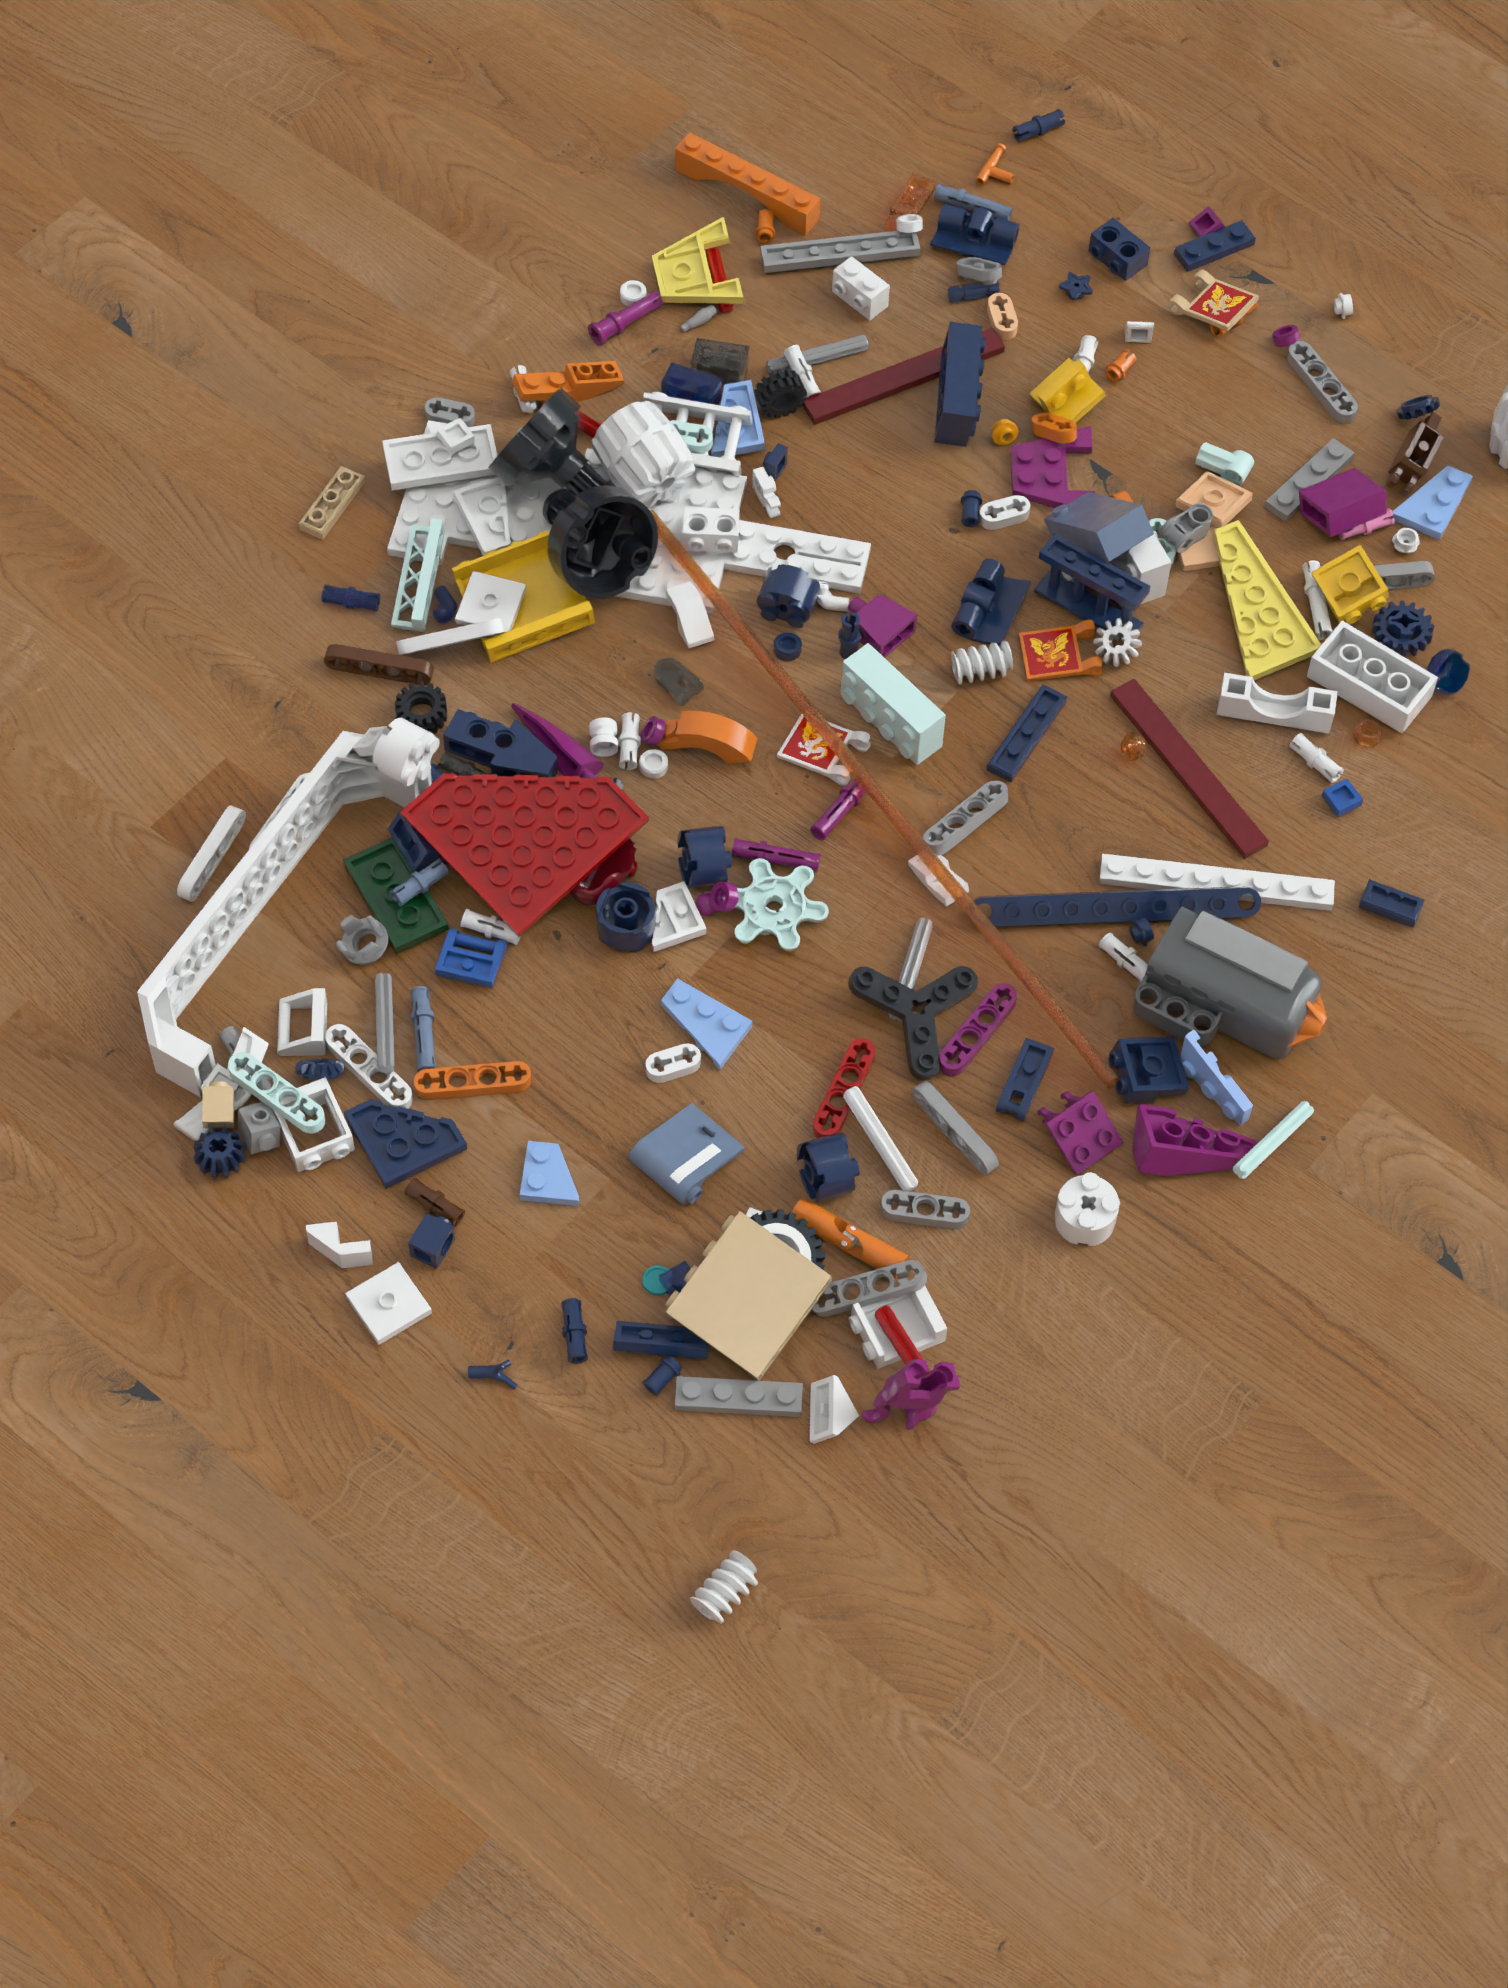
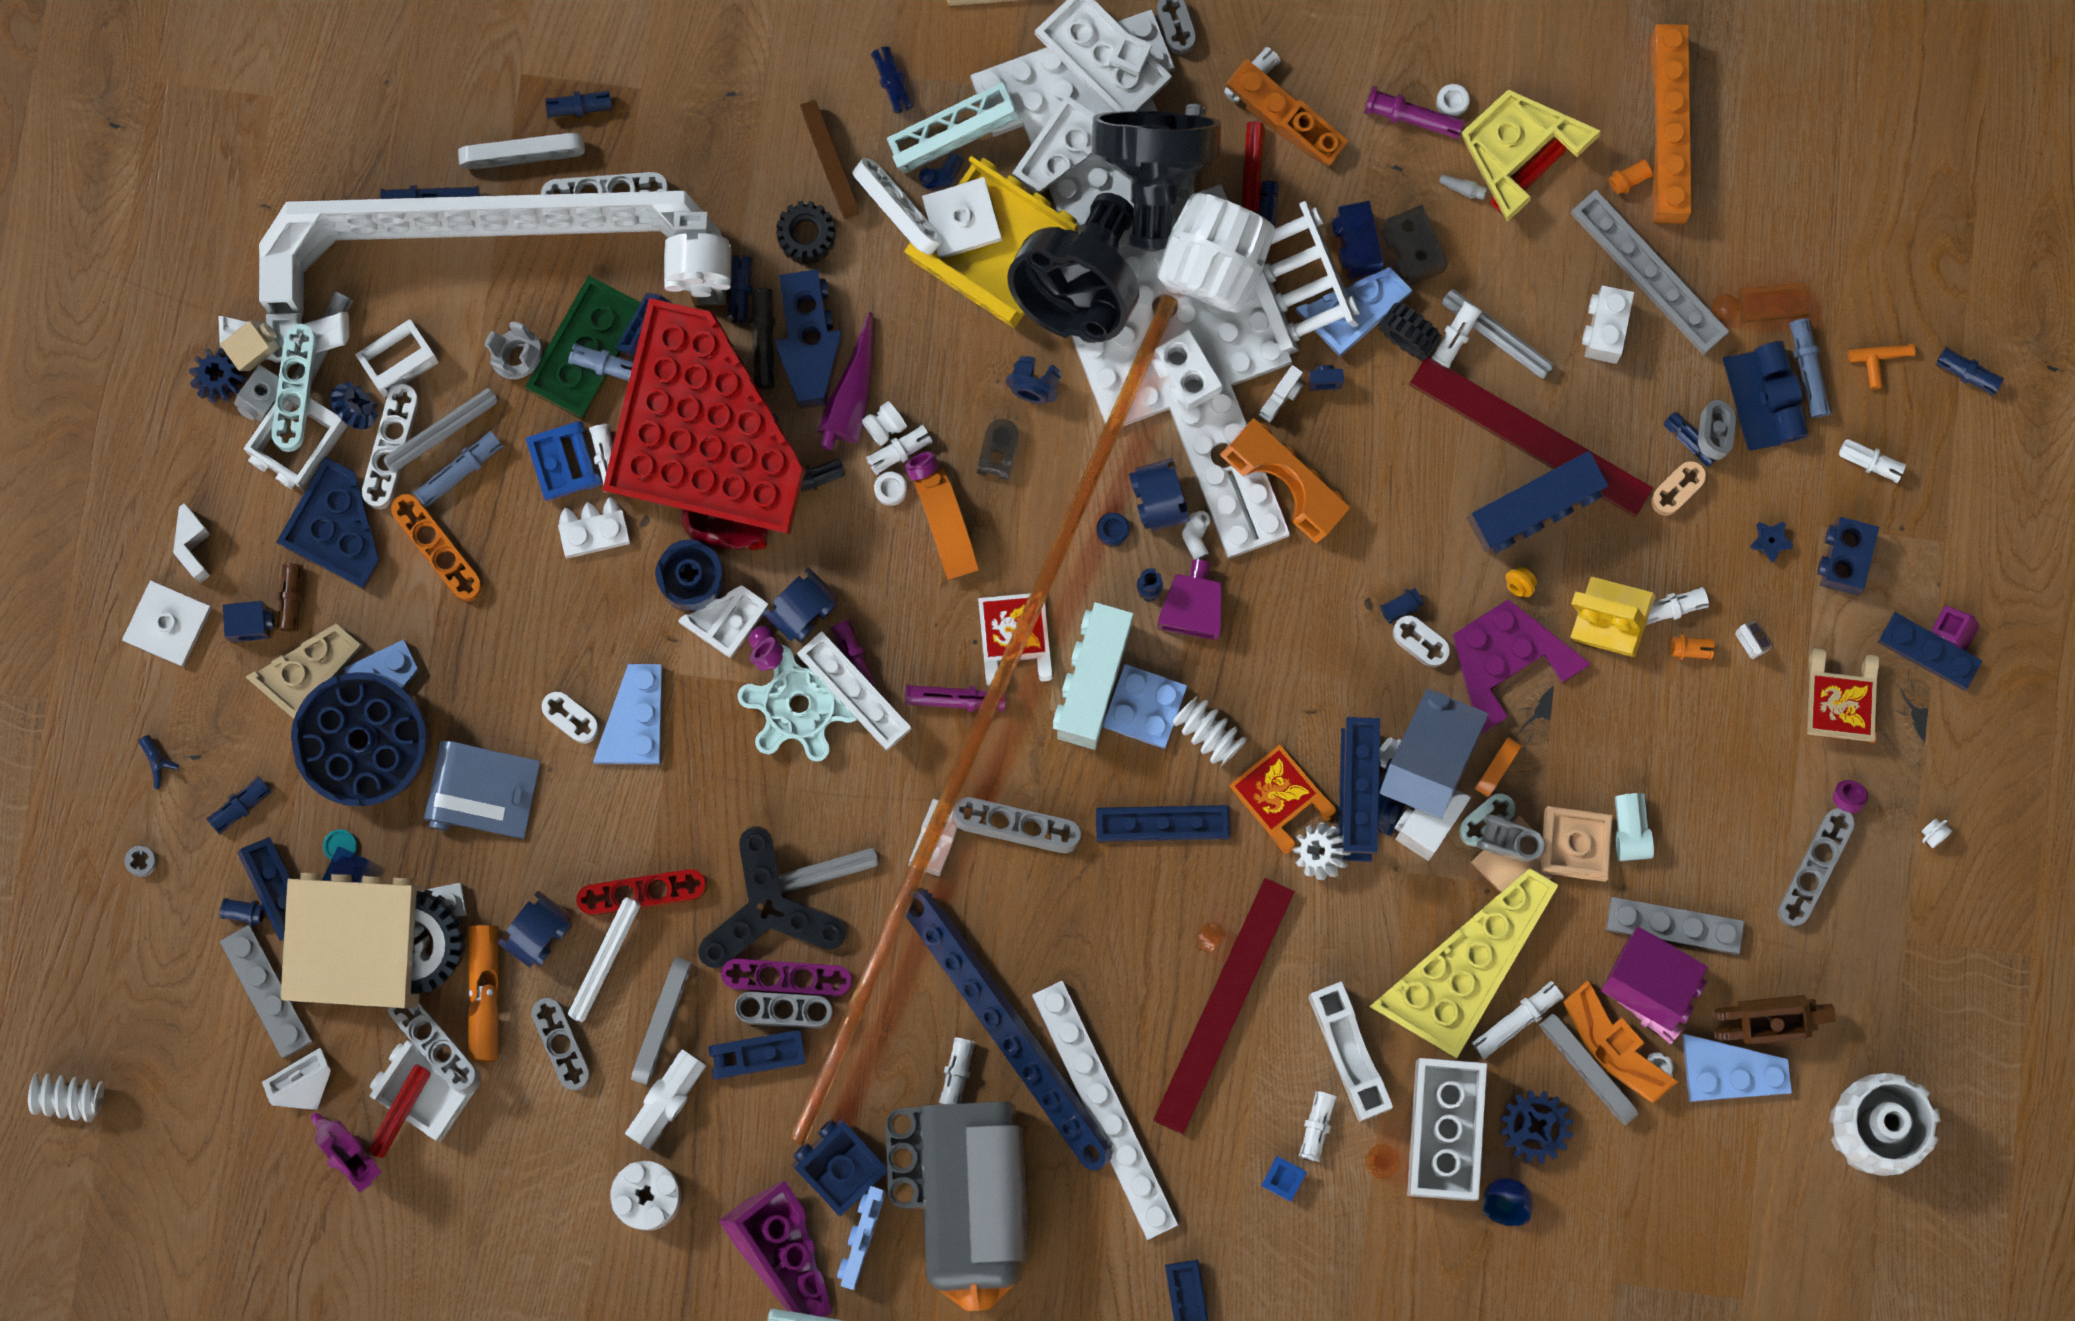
camera: 60 degrees right, 20 degrees up
(206, 798) = (578, 104): none -> dark blue pin
(502, 1222) = (300, 671): none -> tan wing
(539, 971) = (594, 530): none -> white plate
(560, 1437) = (130, 860): none -> light grey bush
(583, 1232) = (395, 733): none -> dark blue brick
(651, 625) = (1030, 388): none -> dark blue piece
(691, 432) = (1278, 279): light aqua beam -> none
(691, 614) = (1080, 413): white slope -> none
(793, 857) = (854, 691): none -> white plate
(863, 513) = (1315, 503): none -> orange arch
(909, 223) = (1729, 325): white tile -> none
(942, 690) = (1144, 706): none -> light blue plate
(989, 604) = (1293, 696): dark blue panel -> none
(1007, 1029) = (769, 1002): none -> light grey beam
(1018, 1158) = (665, 1099): none -> white piece
(1054, 428) = (1564, 630): orange beam -> none
(1061, 204) = (1871, 460): none -> white axle
(1081, 1130) = (730, 1143): magenta plate -> none
(1141, 931) = (995, 1070): dark blue plate -> none
(1351, 585) = (1543, 1047): yellow plate -> none
(1378, 549) = (1615, 1045): none -> orange plate
(1418, 407) = (1850, 991): dark blue gear -> none

